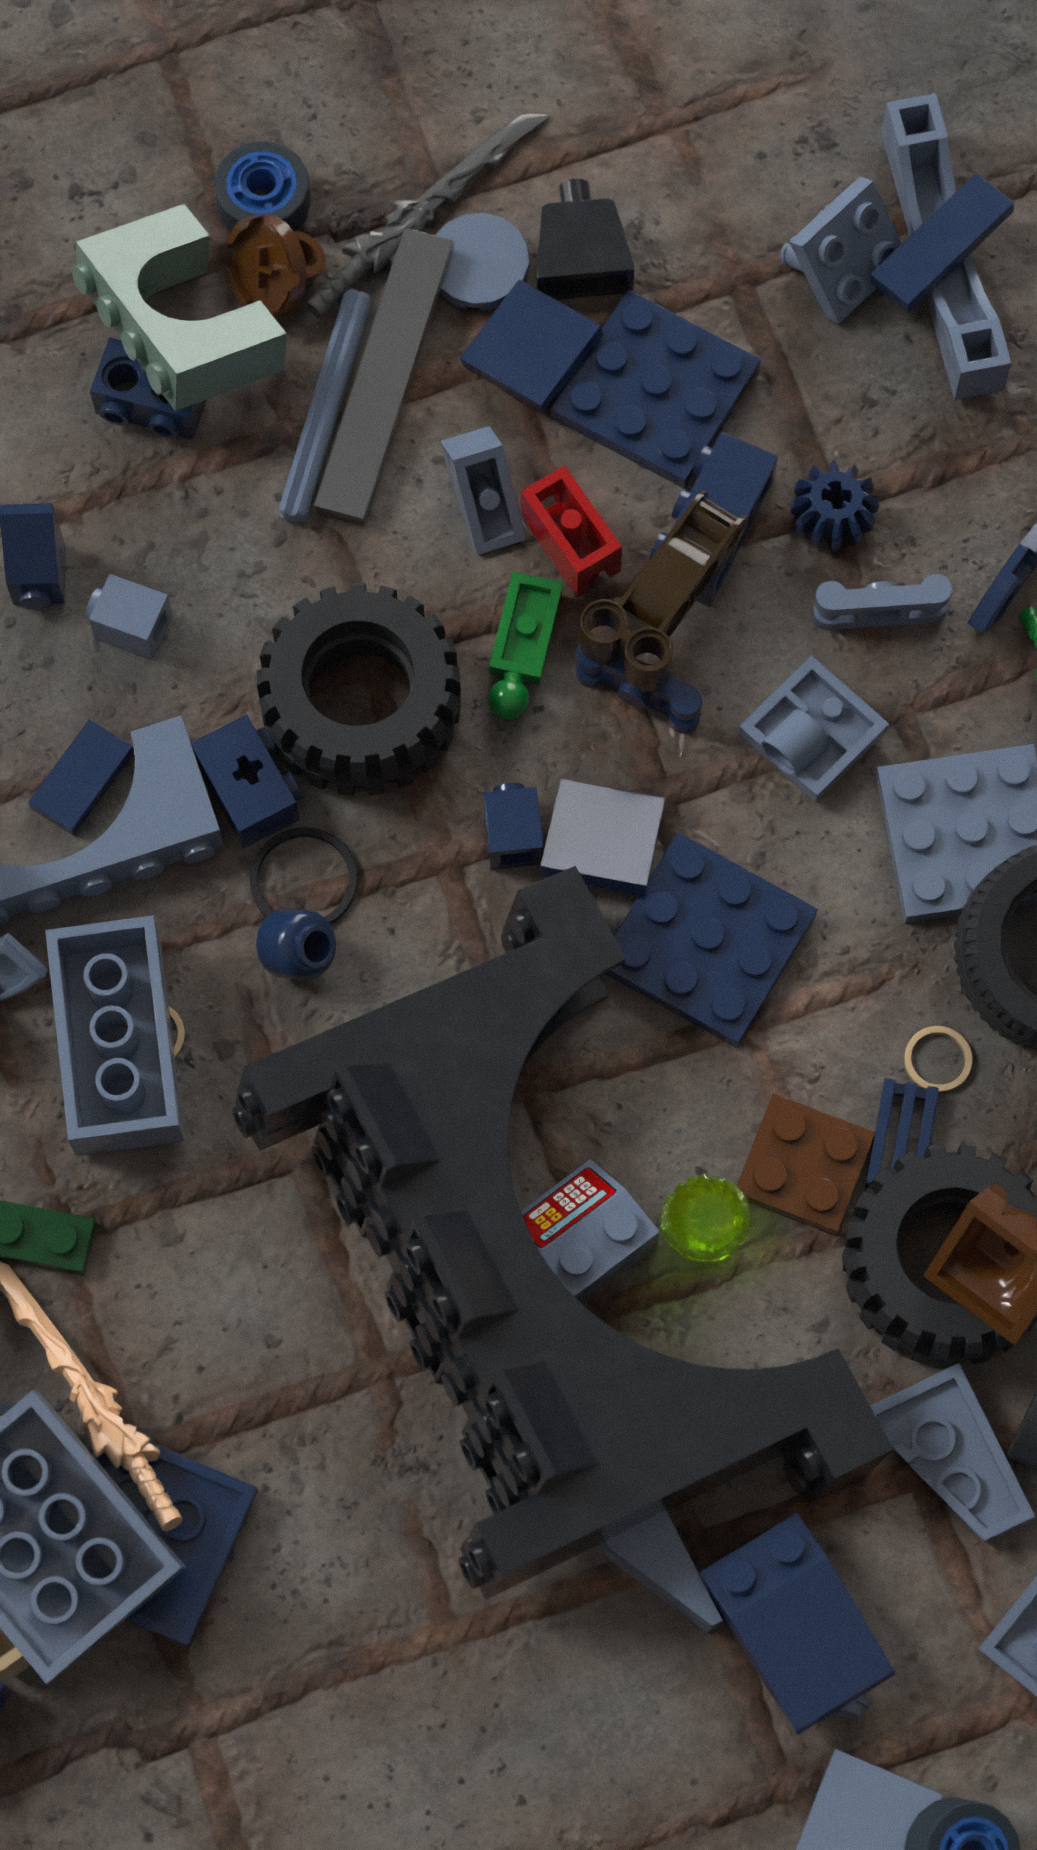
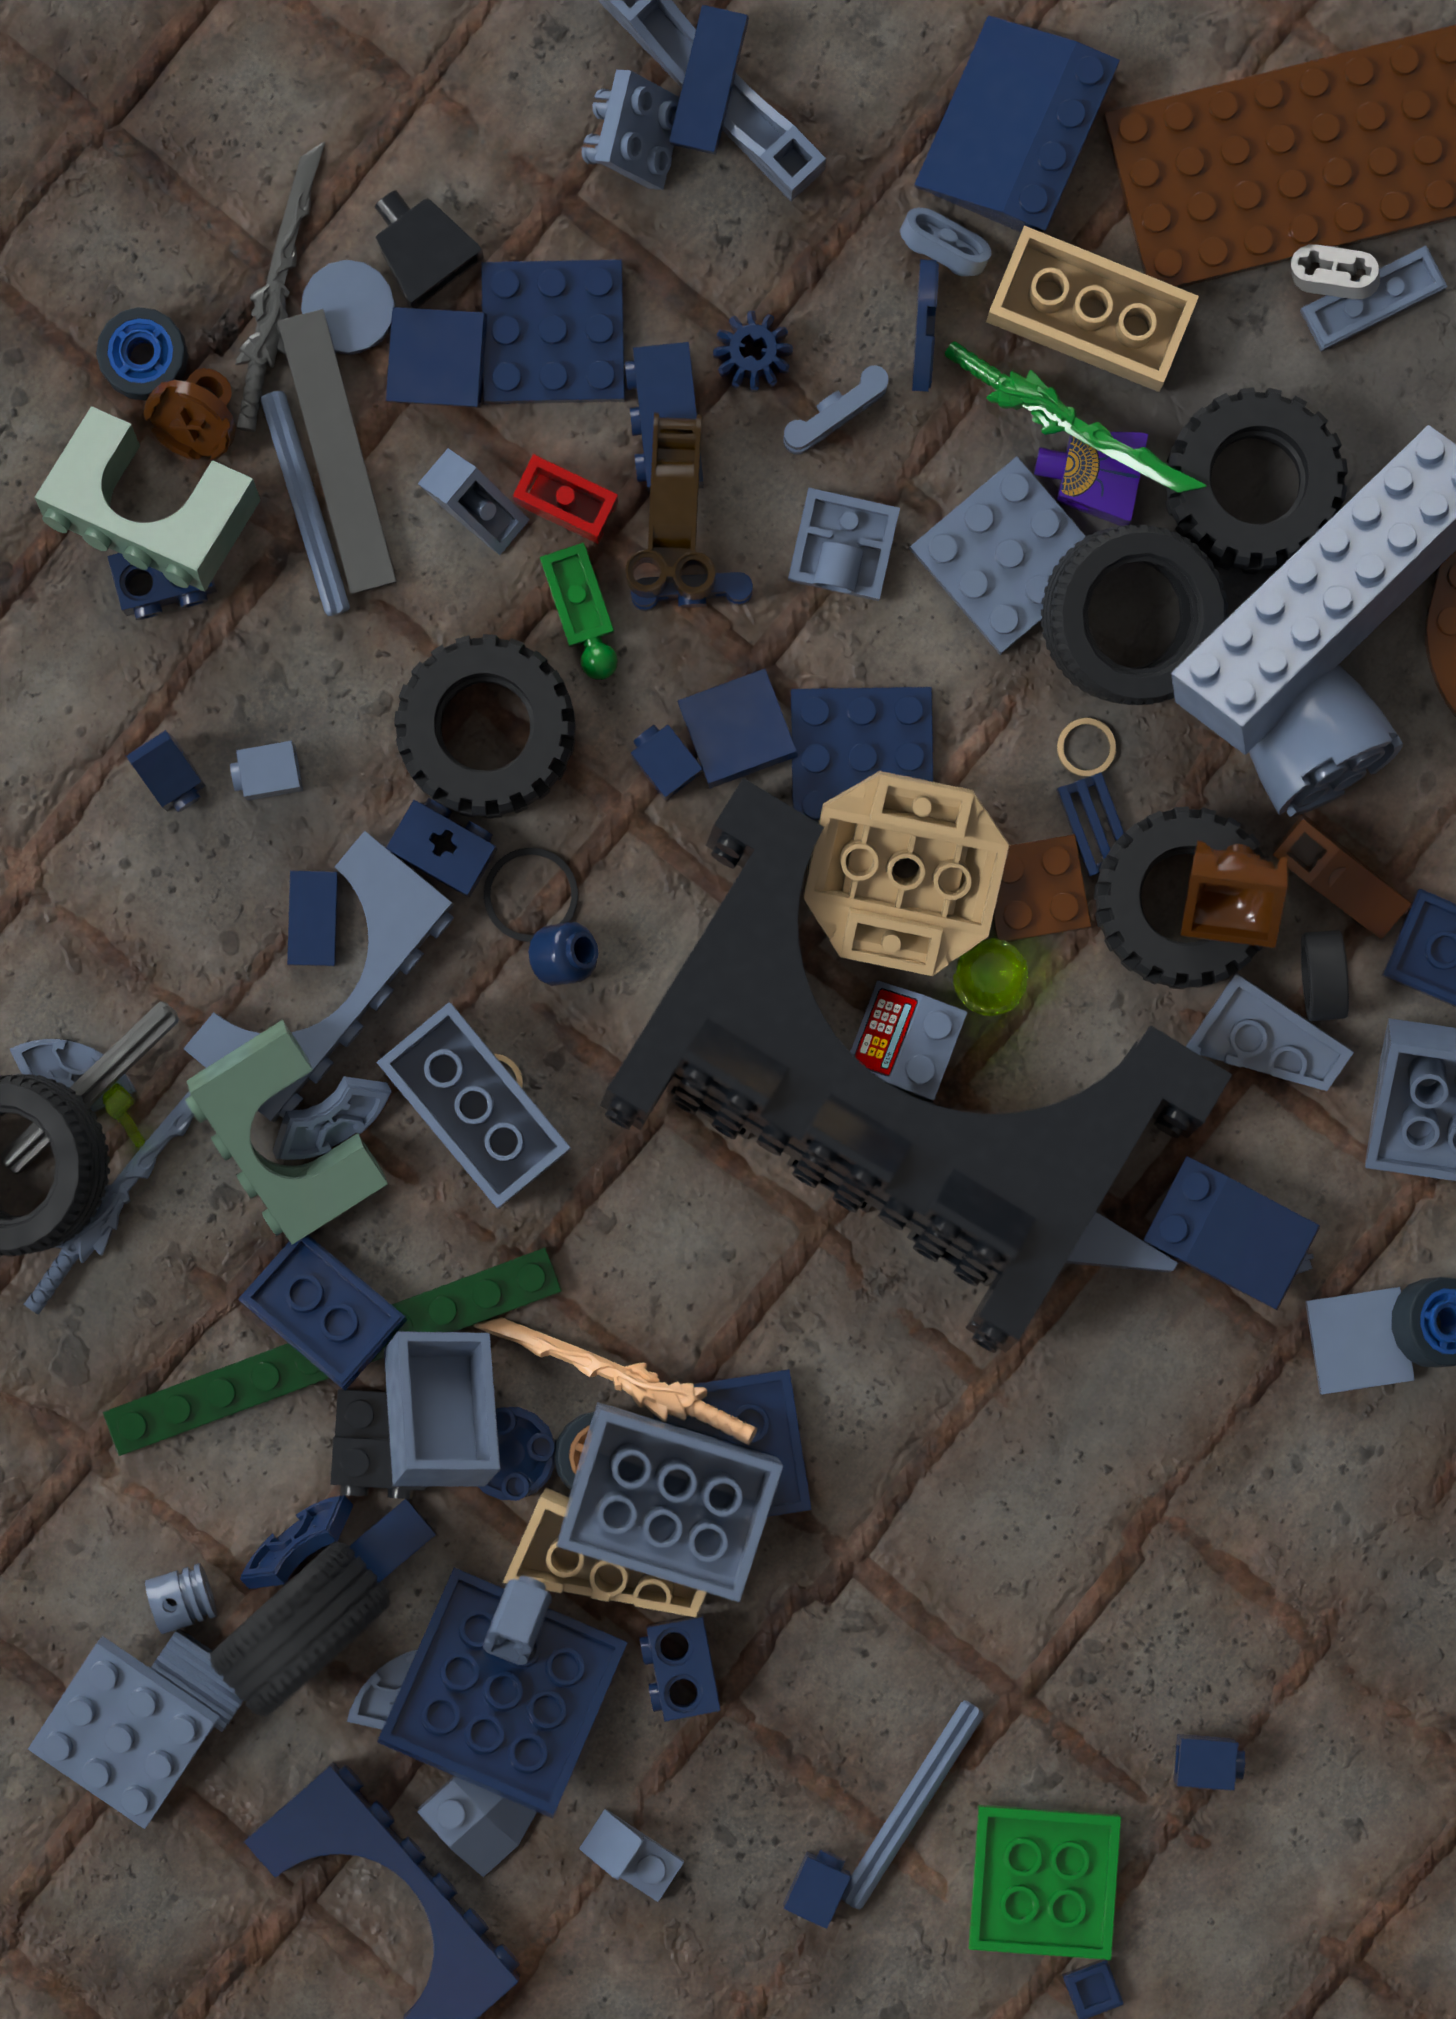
camera: 35 degrees left, 15 degrees up
(623, 1044) = (914, 920): none -> tan piece

